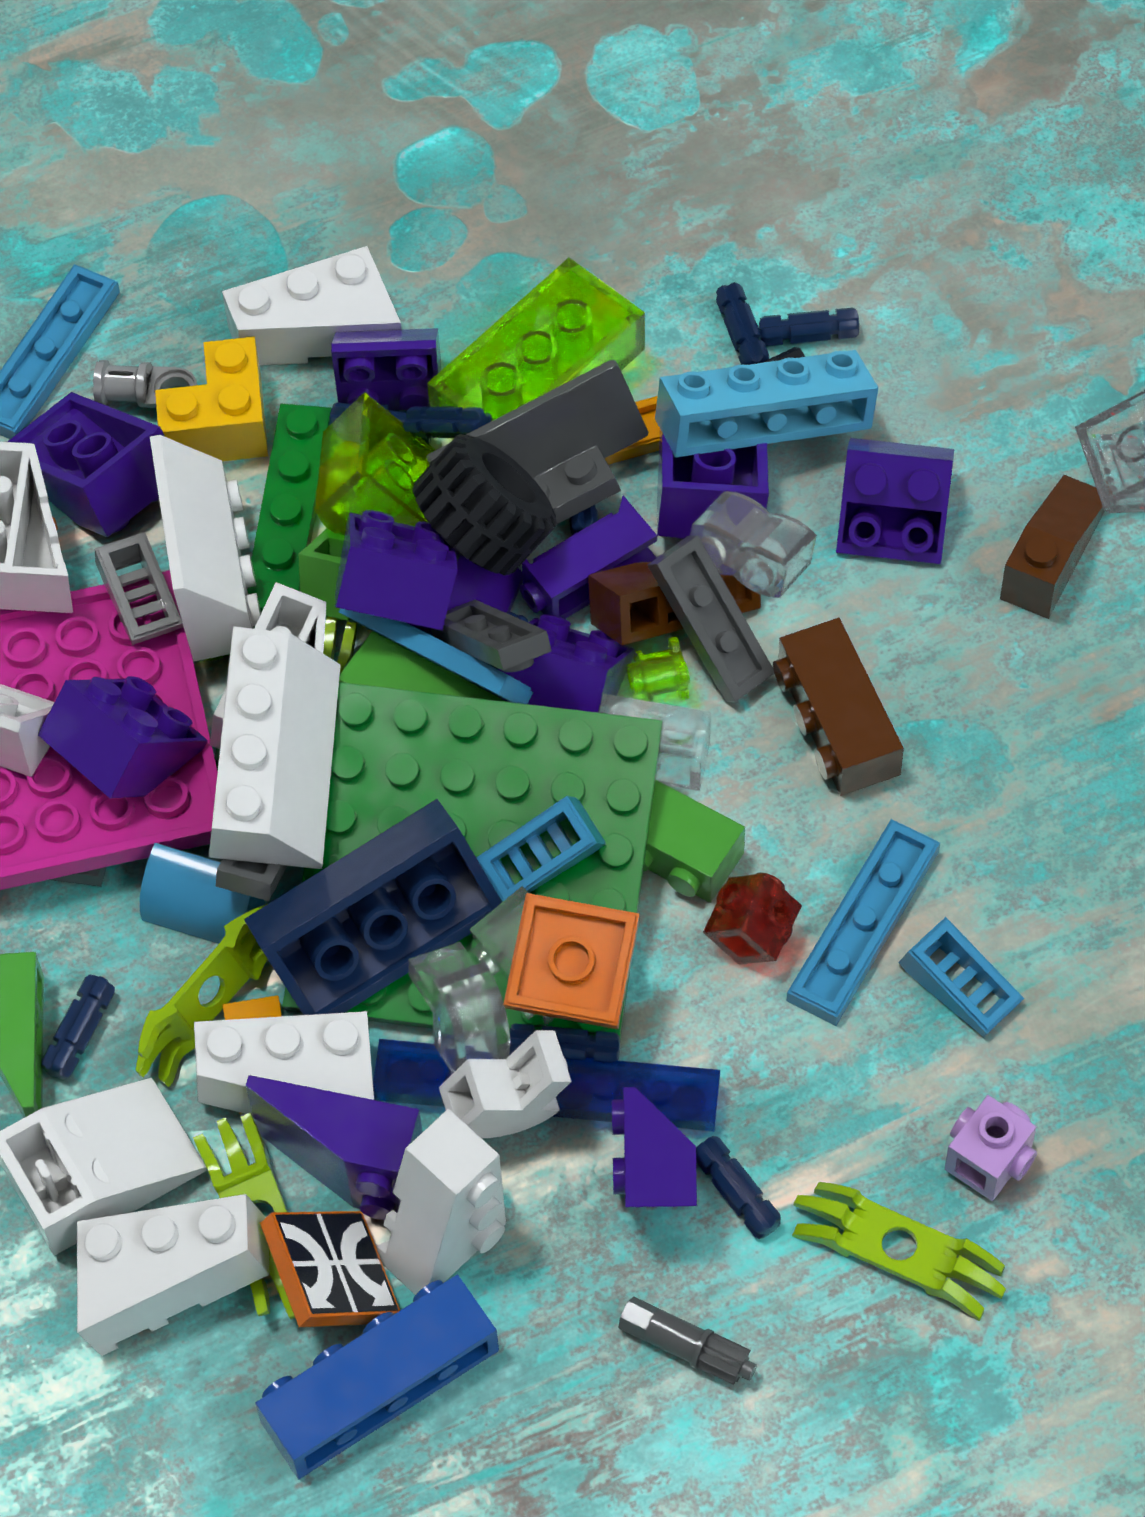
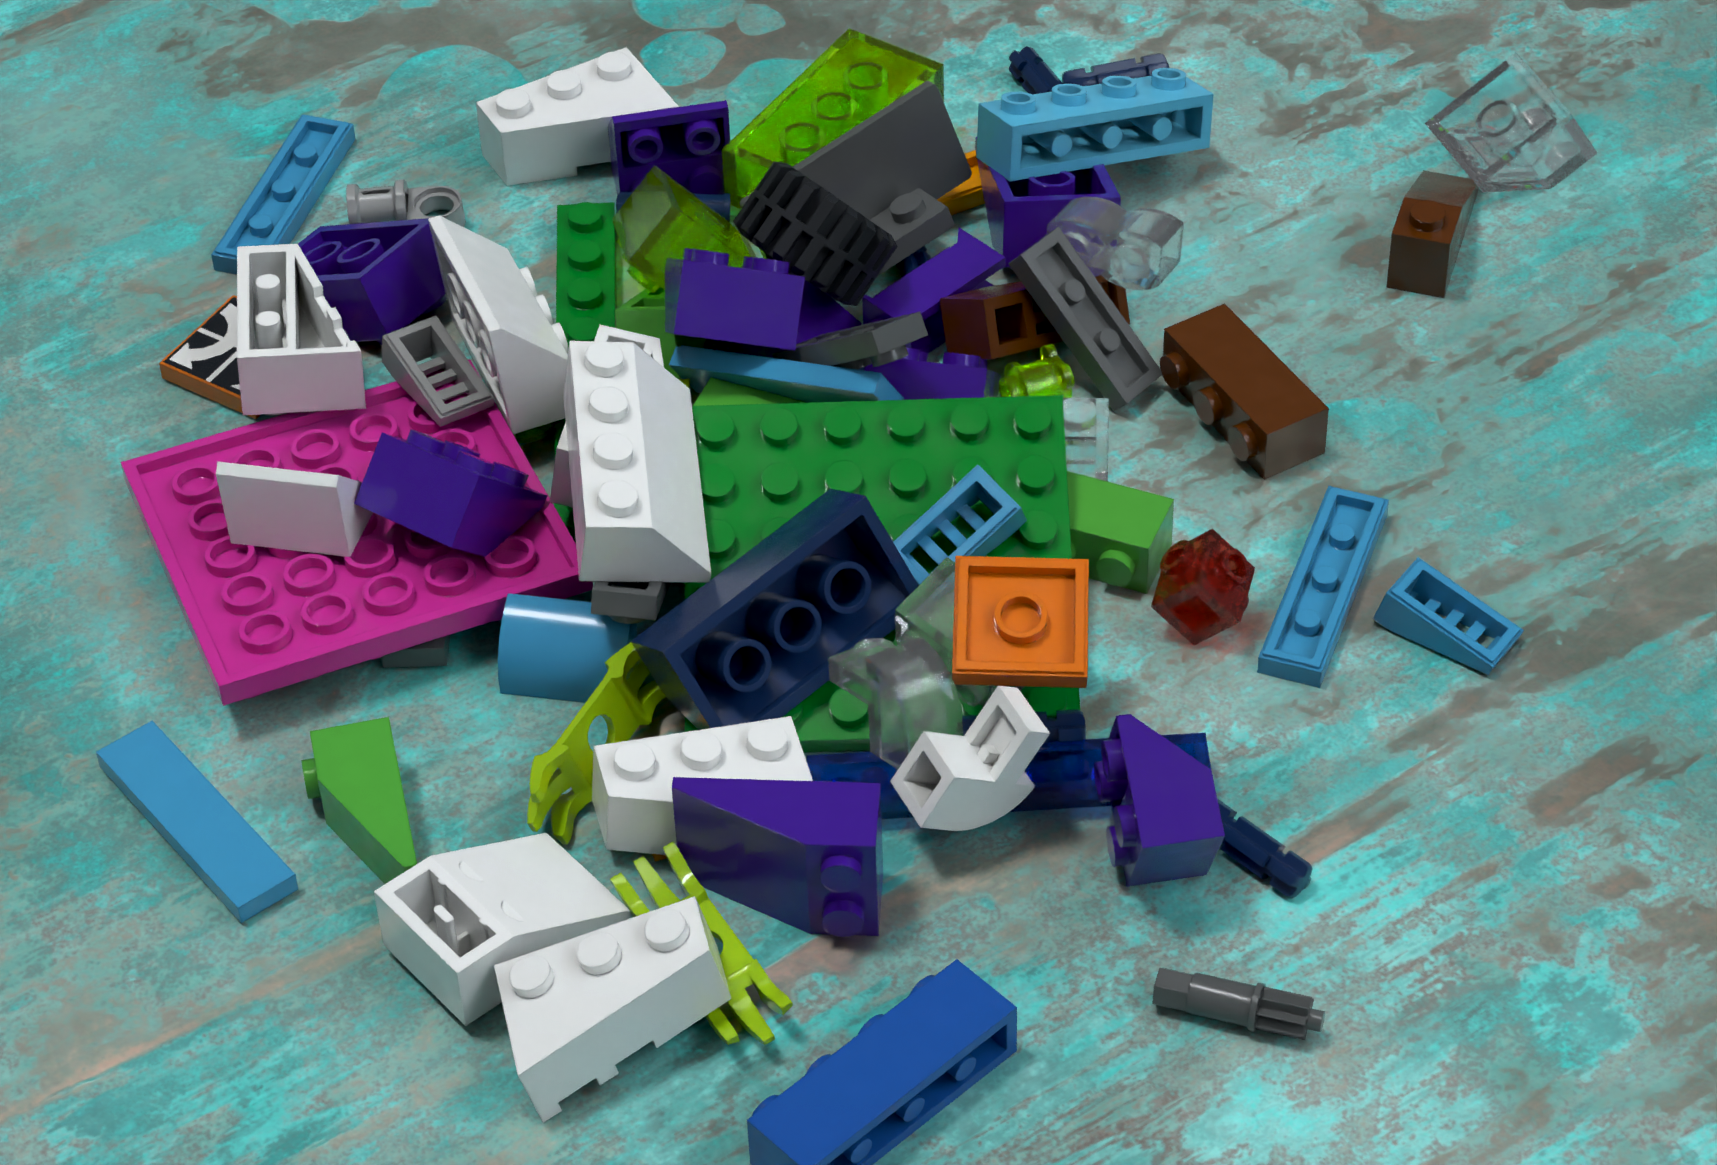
camera: 10 degrees left, 15 degrees down
(77, 1027) = (448, 797): dark blue axle -> none
(224, 414) = (499, 201): yellow brick -> none
(329, 1267) = (799, 977): tile -> none
(444, 421) = (722, 191): dark blue axle -> none
(447, 1204) = (933, 879): white wedge -> none
(895, 500) = (1252, 206): dark purple slope -> none
(927, 1267) = (1499, 888): lime piece -> none
(991, 1146) = (1534, 748): lavender brick -> none

